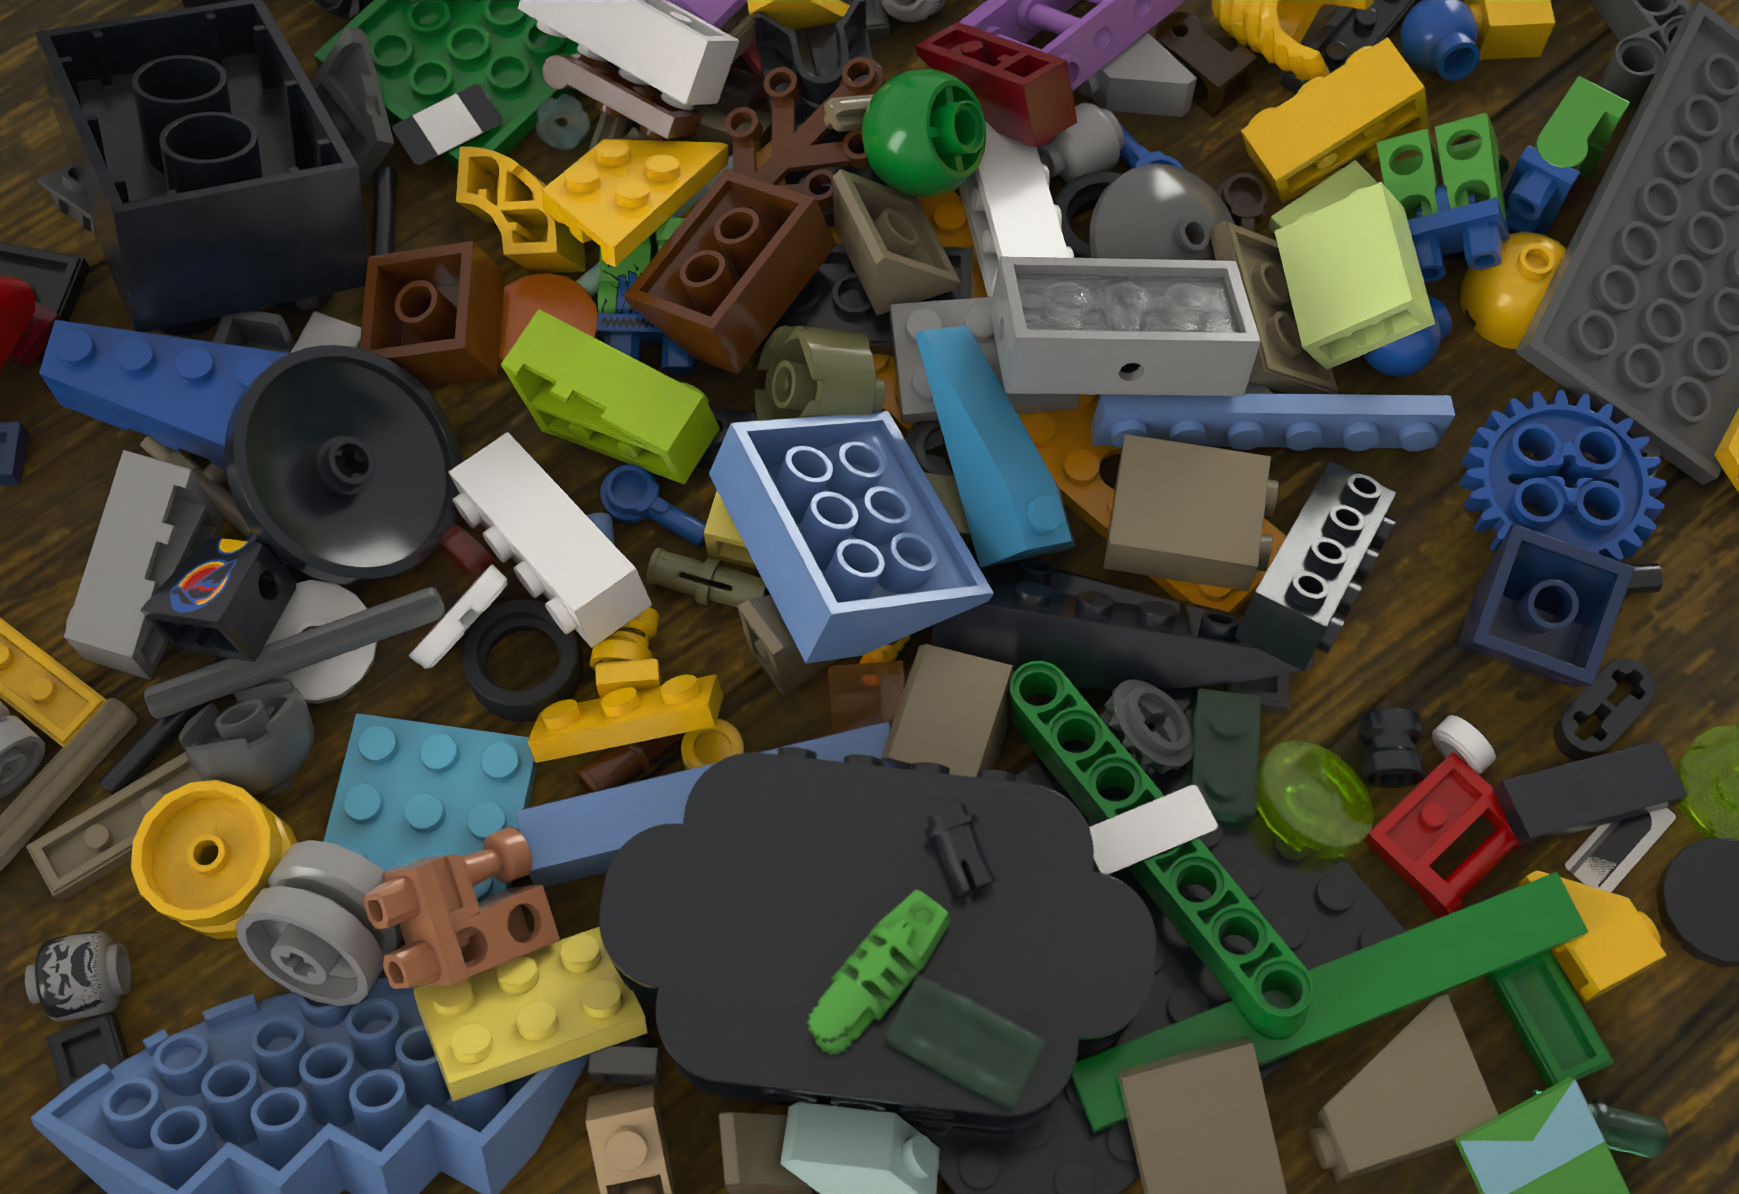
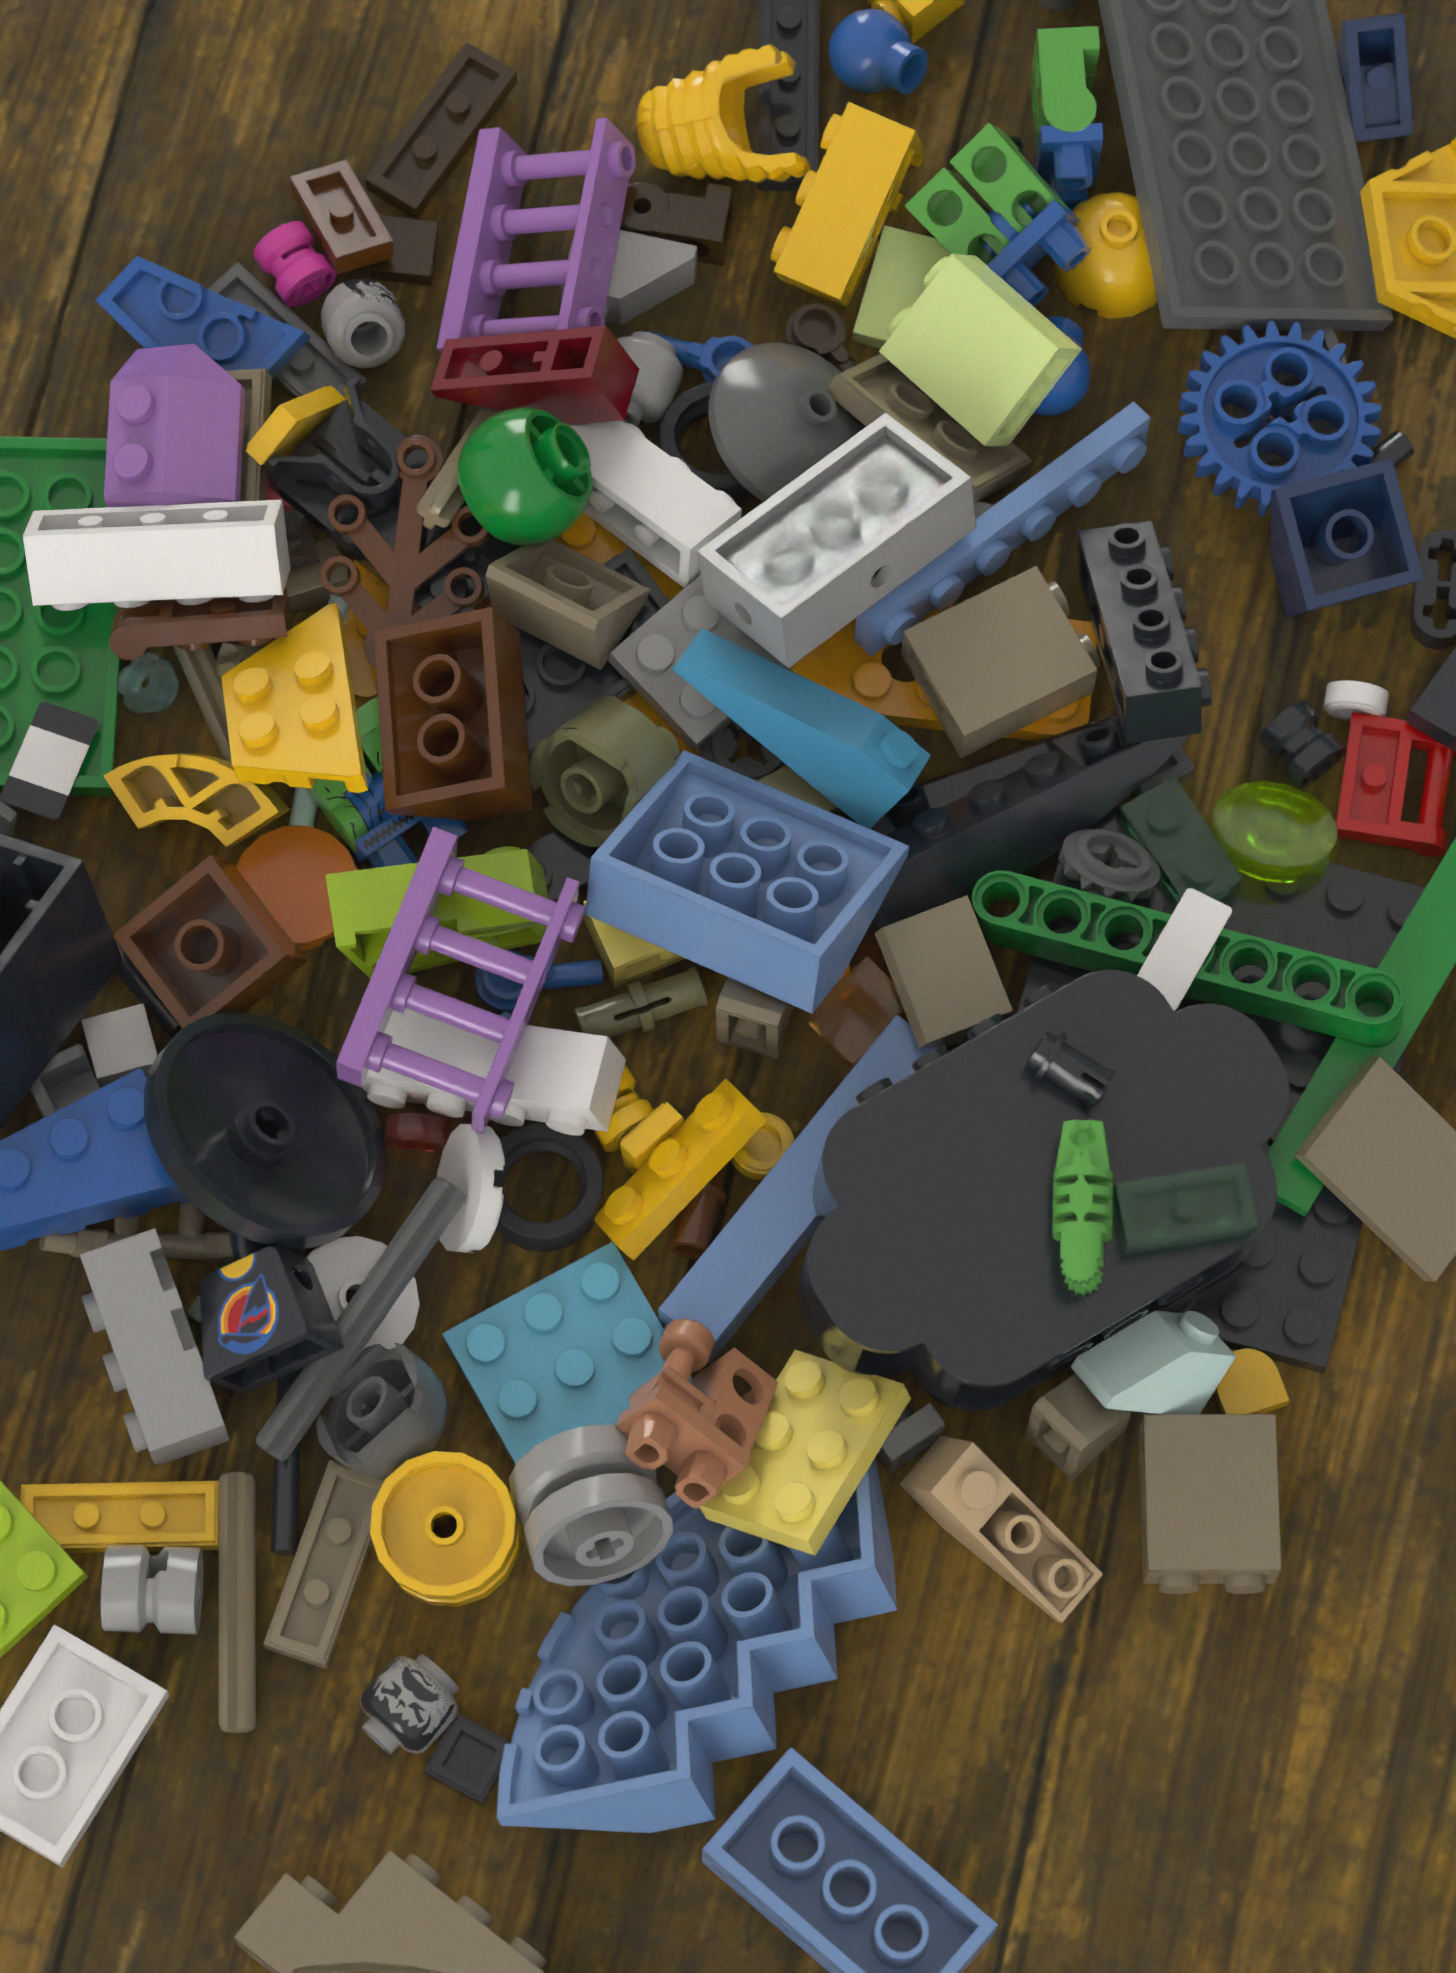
camera: 40 degrees left, 5 degrees up
(557, 387) = (396, 990): none -> medium lavender fence

